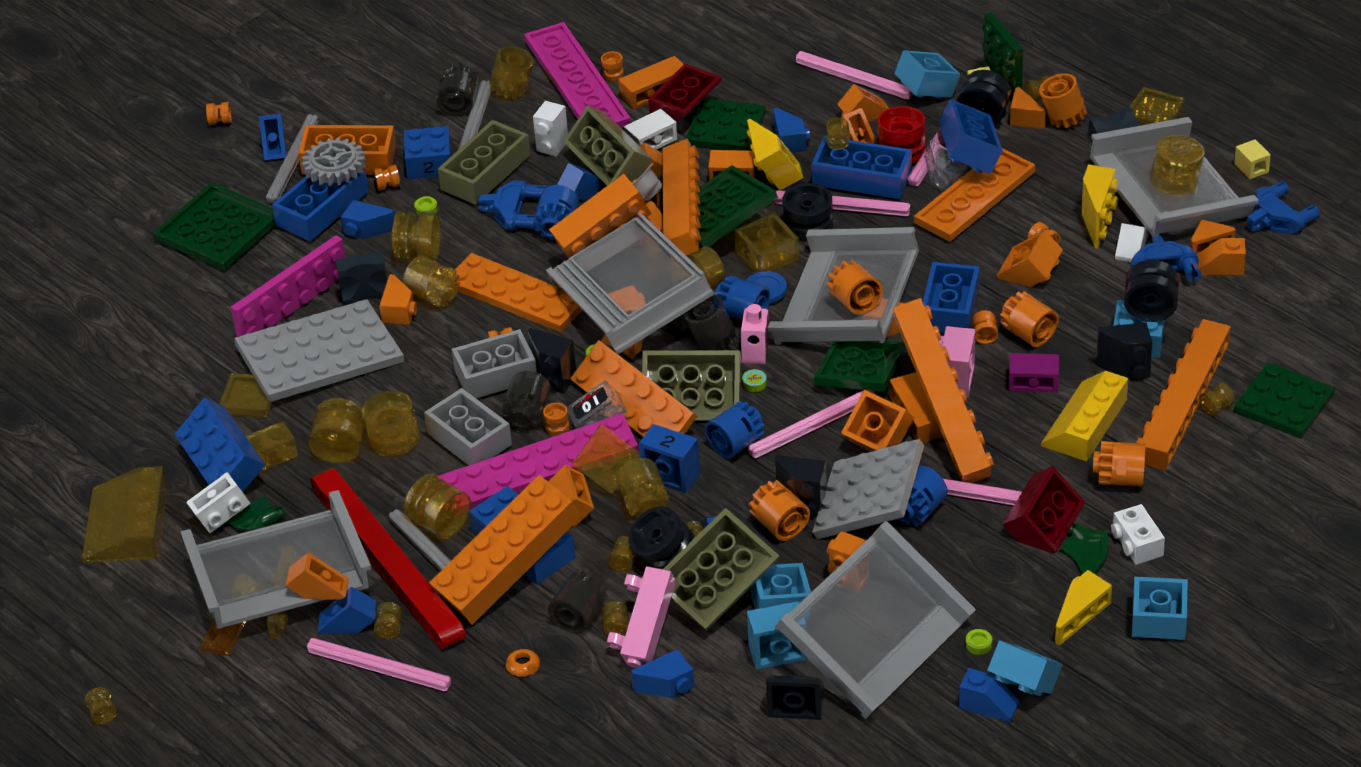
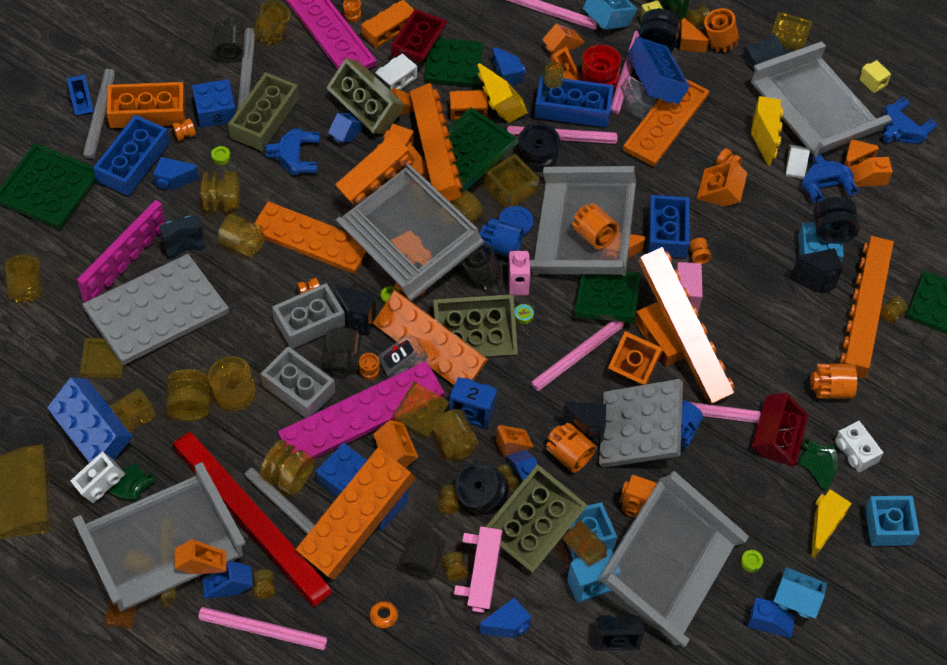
camera: 15 degrees left, 15 degrees up
(171, 308) = (23, 277): none -> clear yellow gear
(214, 114) = (25, 74): orange wheel -> none
(333, 161) = (140, 123): light grey gear -> none
(397, 303) = (215, 256): orange slope -> none
(550, 128) = (314, 76): white brick -> none
(553, 206) = (333, 159): blue gear -> none
(647, 184) = (403, 130): light grey piece -> none
(710, 500) = (512, 440): none -> orange slope
(734, 429) = (519, 369): blue gear -> none
(768, 592) = (585, 544): none -> clear orange slope
(1029, 319) = (734, 242): orange gear -> none
(1034, 372) = (746, 293): magenta brick -> none
(1087, 415) = (794, 331): yellow slope -> none
(1177, 164) = (824, 89): clear yellow wheel -> none

